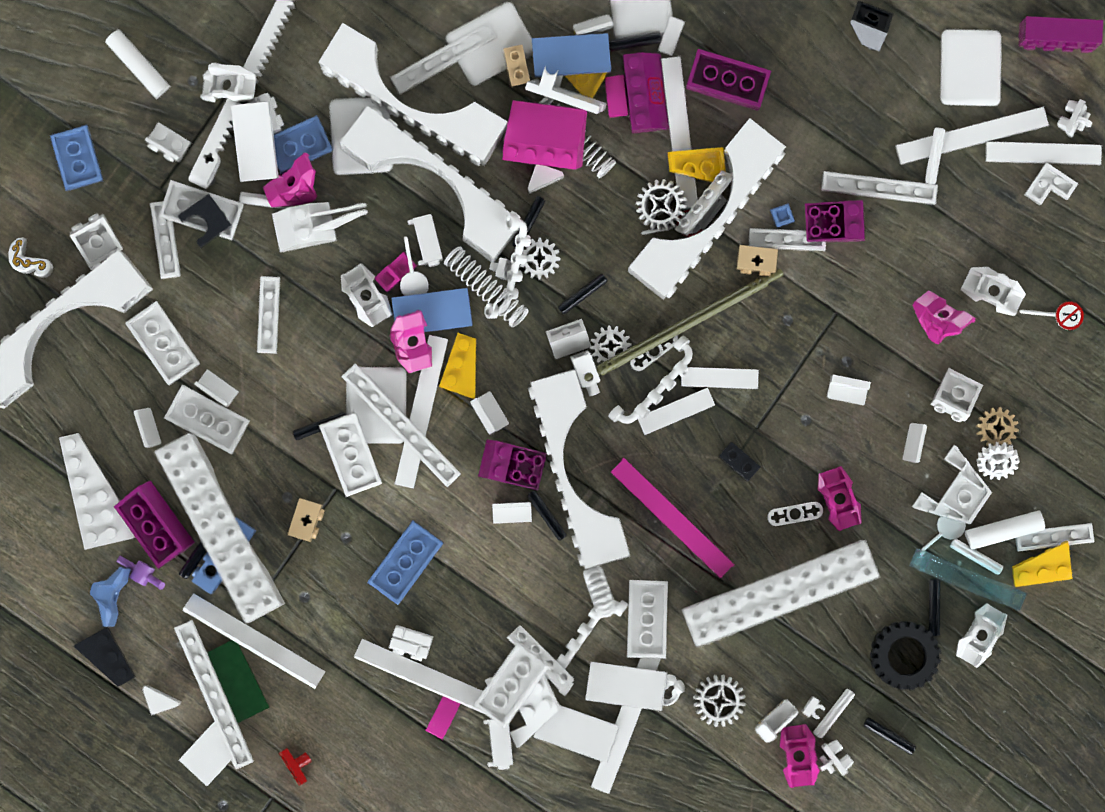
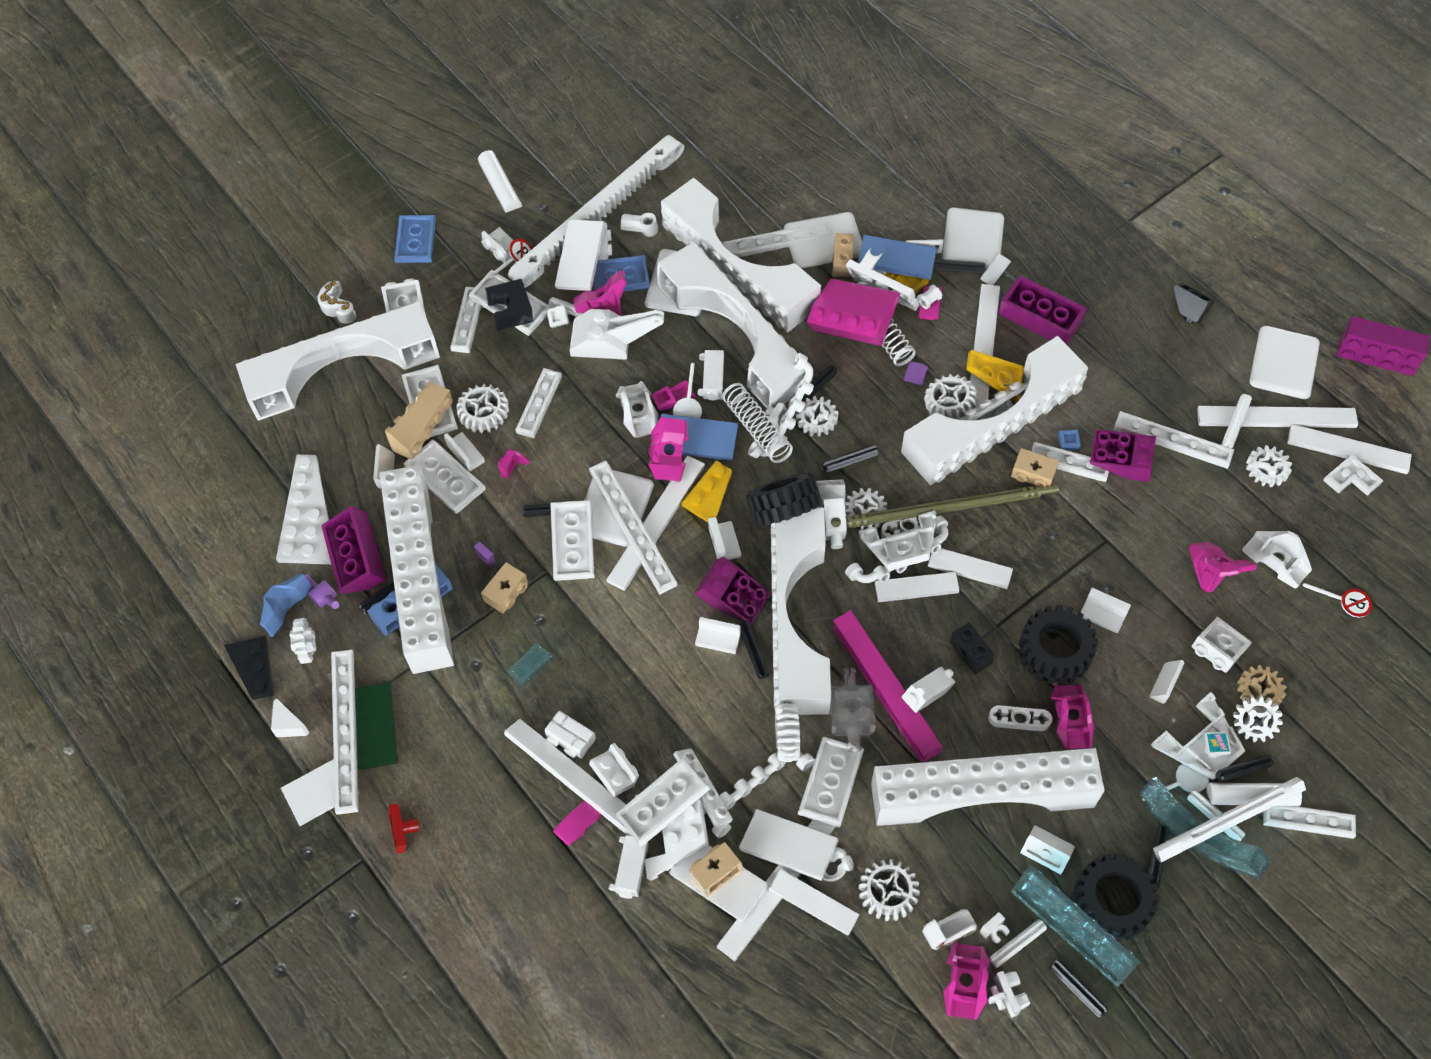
camera: 15 degrees right, 25 degrees down
(145, 626) = (303, 640): none -> white gear
(165, 372) = (419, 420): none -> tan wedge
(190, 147) = (517, 249): none -> piece
(218, 347) = (486, 414): none -> white gear
(241, 79) = (574, 195): white piece -> none
(254, 213) = (557, 316): none -> white tile
(254, 641) = (408, 691): white tile -> none
(262, 391) = (507, 463): none -> dark pink plate
(275, 492) = (484, 554): none -> medium lavender tile
(297, 79) = (646, 223): none -> white piece
(353, 586) = (529, 664): none -> clear light blue plate
(405, 562) = (591, 657): medium blue tile -> none
(460, 663) = (615, 770): none -> white bracket
(535, 369) = (784, 499): none -> black tyre
(542, 177) = (841, 350): white slope -> none
(571, 739) = (710, 879): none -> tan brick
(615, 97) = (929, 296): none -> white bush
(621, 180) = (916, 373): none -> medium lavender tile
(645, 92) = (959, 306): magenta slope -> none
(658, 384) = (903, 548): none -> white wing
(660, 556) = (855, 698): none -> clear brick
(660, 728) = (814, 902): none -> white tile
(710, 515) = (928, 689): none -> white brick
(795, 455) = (1050, 666): none -> black tyre
(842, 626) = (1047, 849): none -> white panel
(879, 692) = (1075, 926): none -> clear light blue plate
(967, 494) = (1217, 743): none -> tile
(969, 188) = (1268, 466): none -> white gear
(977, 651) = (1194, 916): white piece -> none
(987, 563) = (1229, 819): none -> white piece
(993, 509) = (1244, 768): none -> black axle
(1047, 567) = (1297, 847): yellow wing -> none
(1077, 110) = (1389, 424): white hips -> none

